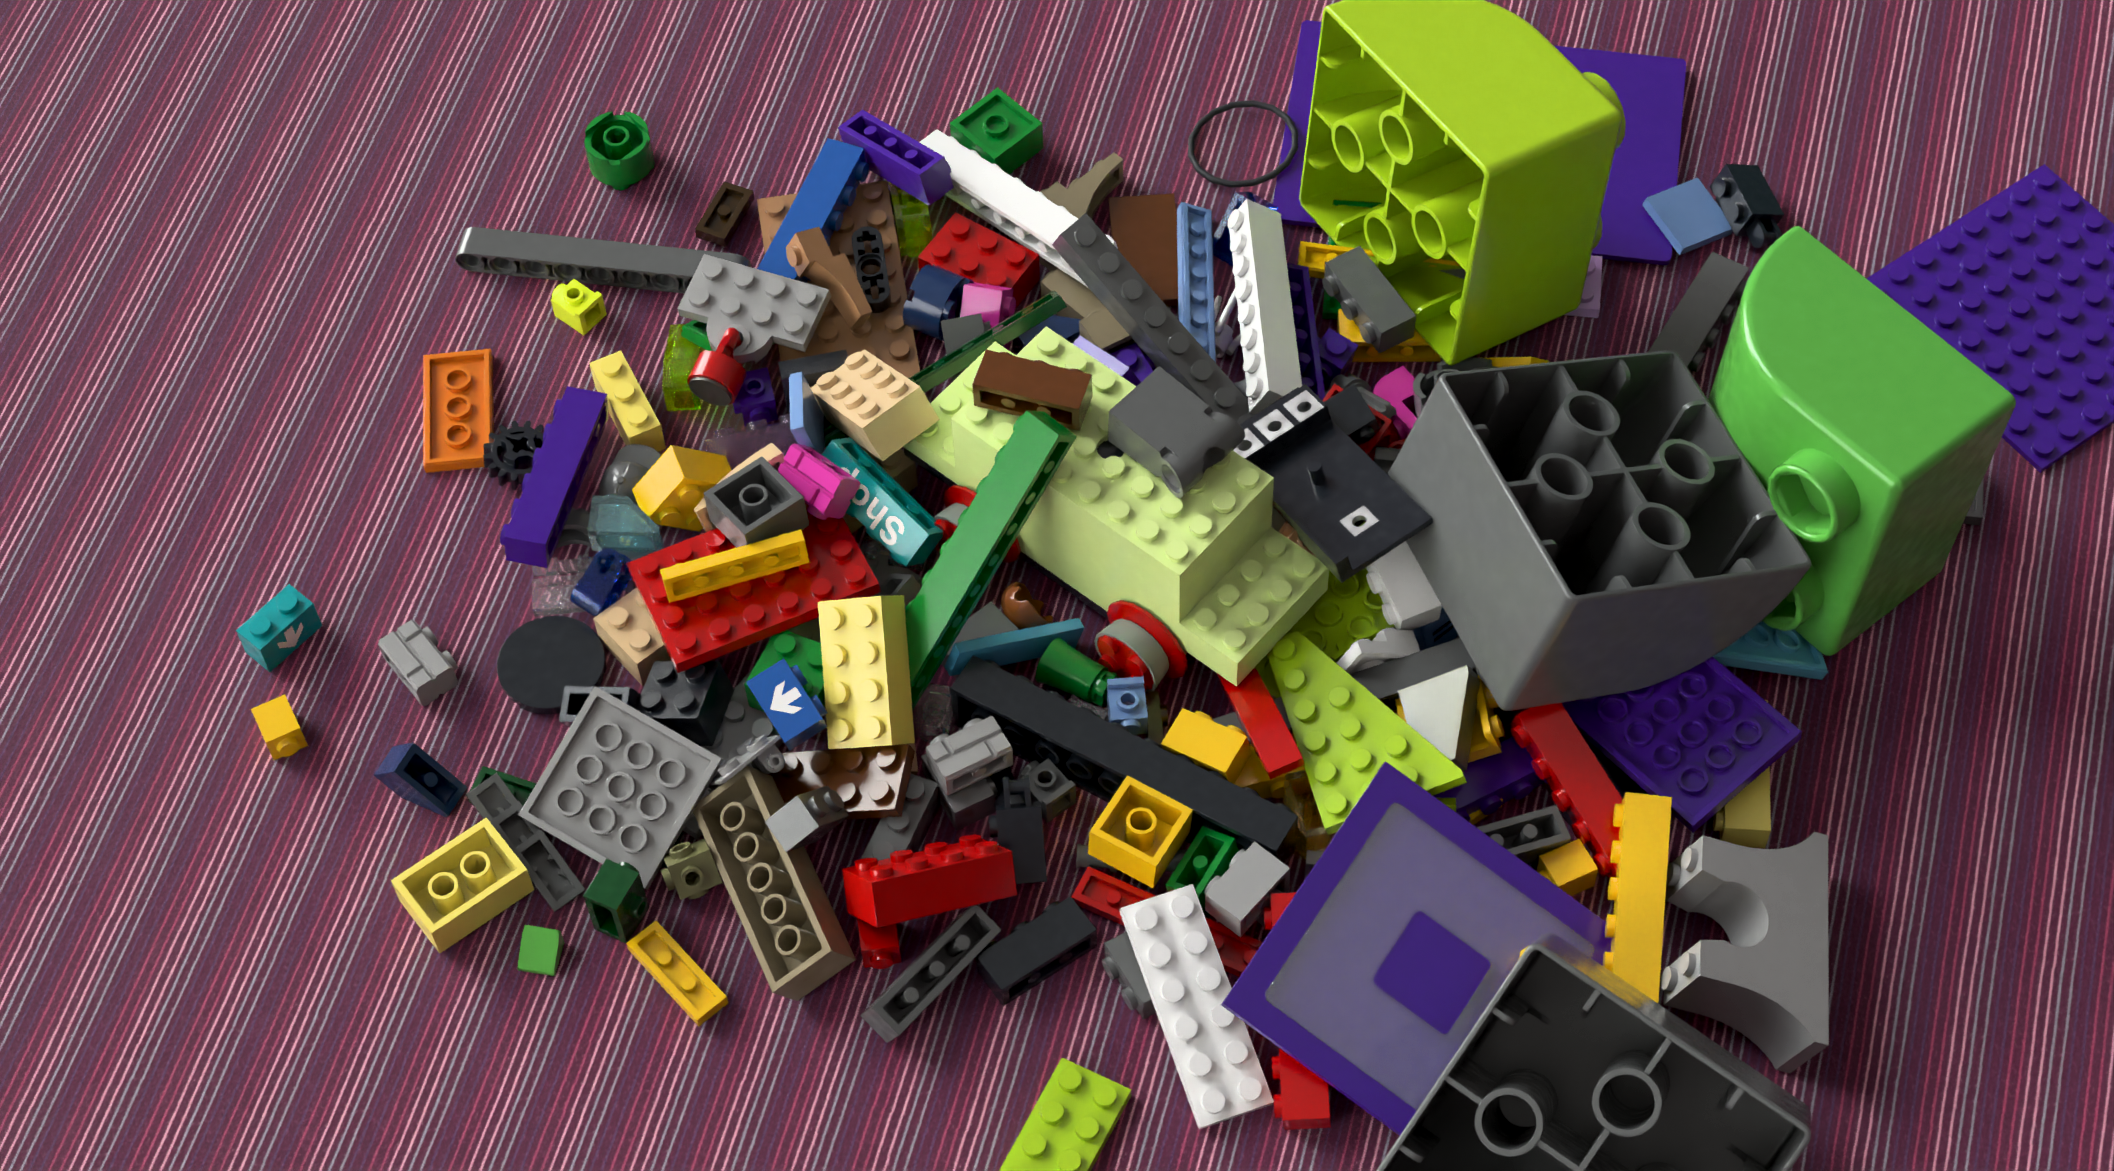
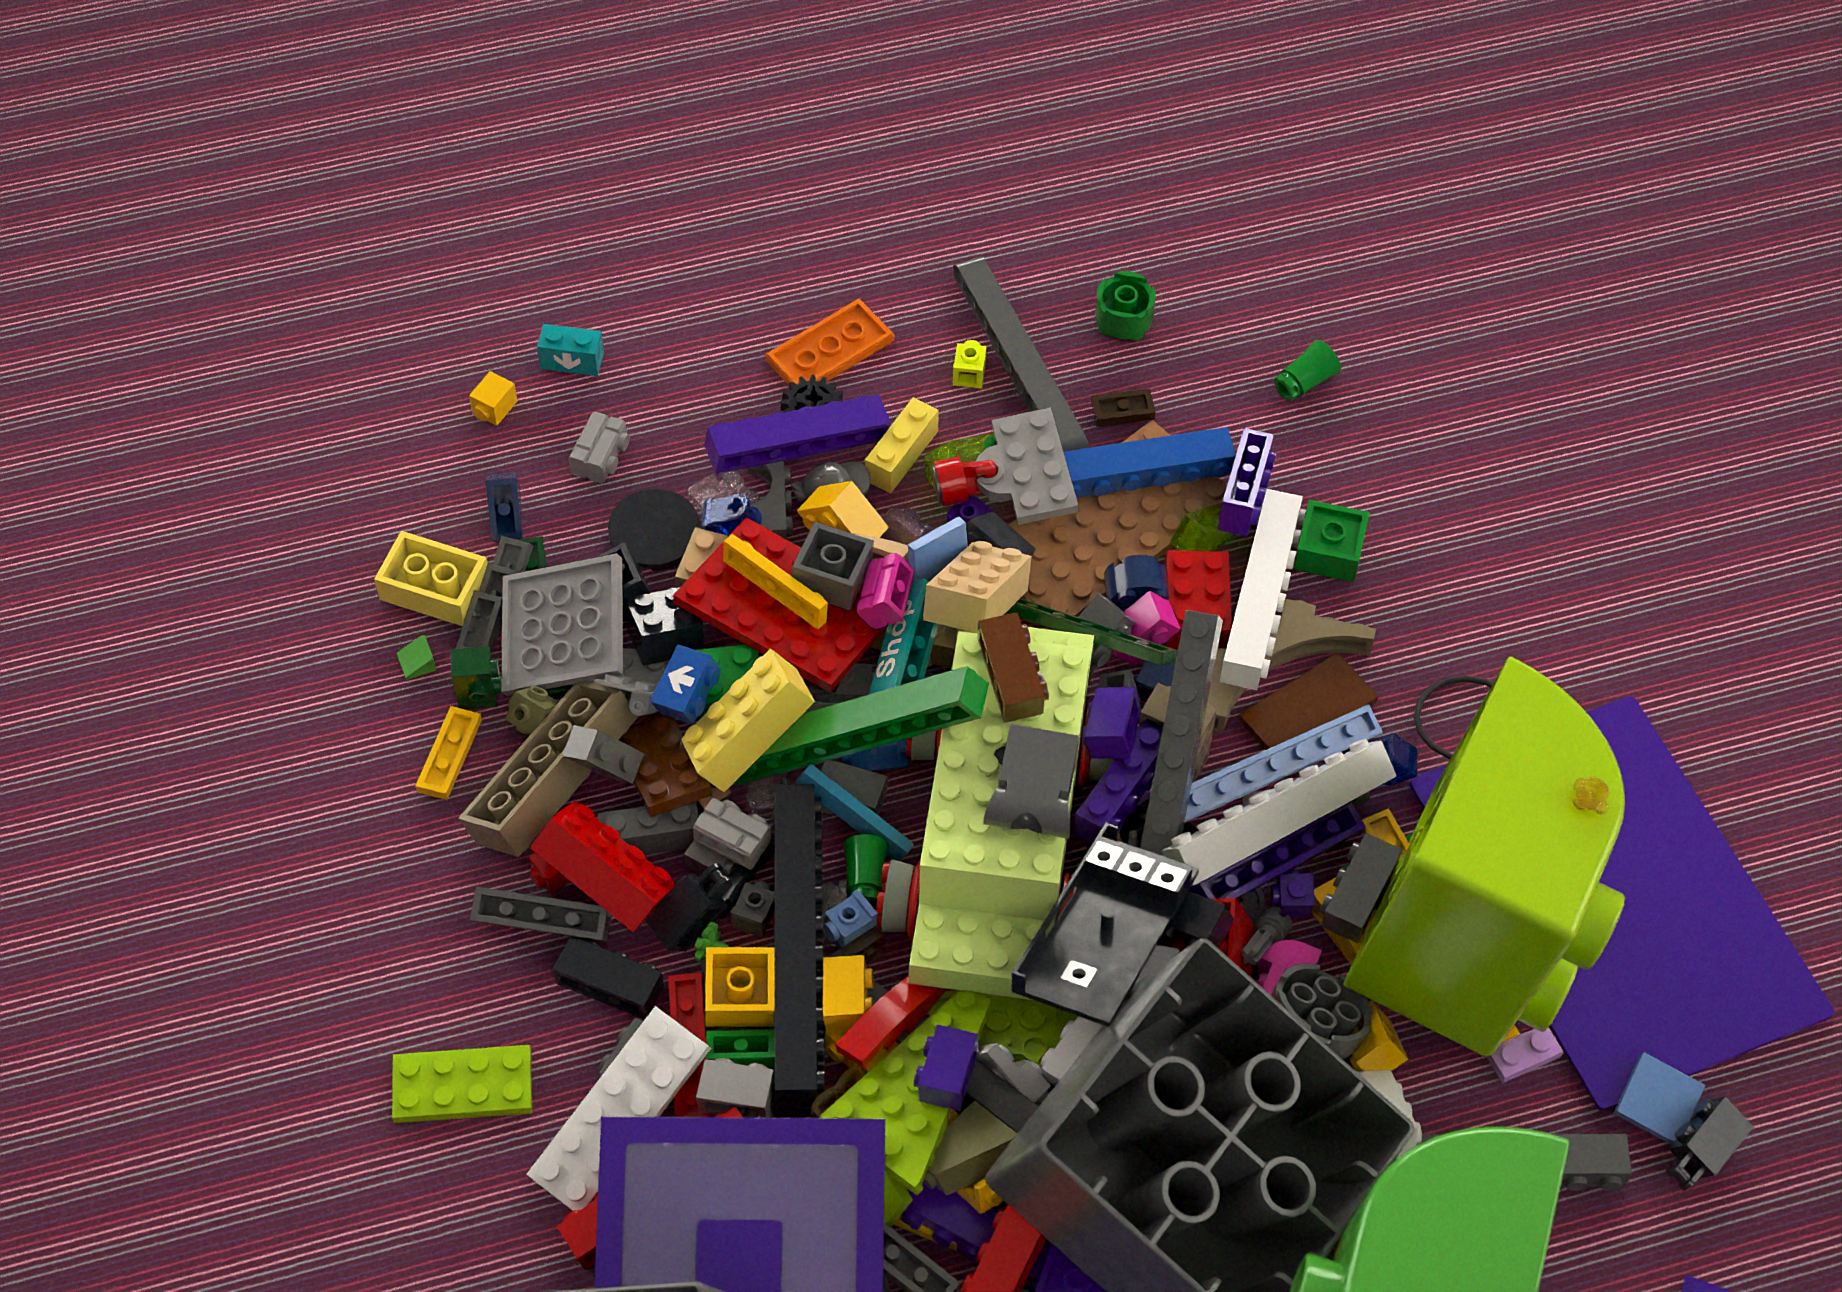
camera: 55 degrees right, 0 degrees up
(621, 526) = (780, 496): clear light blue slope -> none
(801, 52) = (1307, 371): none -> green plant
(813, 258) = (1099, 477): medium nougat slope -> none
(876, 258) = (1133, 540): black beam -> none
(1021, 608) = (901, 804): dark orange hair -> none
(1063, 843) = (710, 939): none -> bright green plant
(1360, 688) = (947, 1067): none -> dark purple brick
(1502, 24) = (1595, 788): none -> clear yellow plate

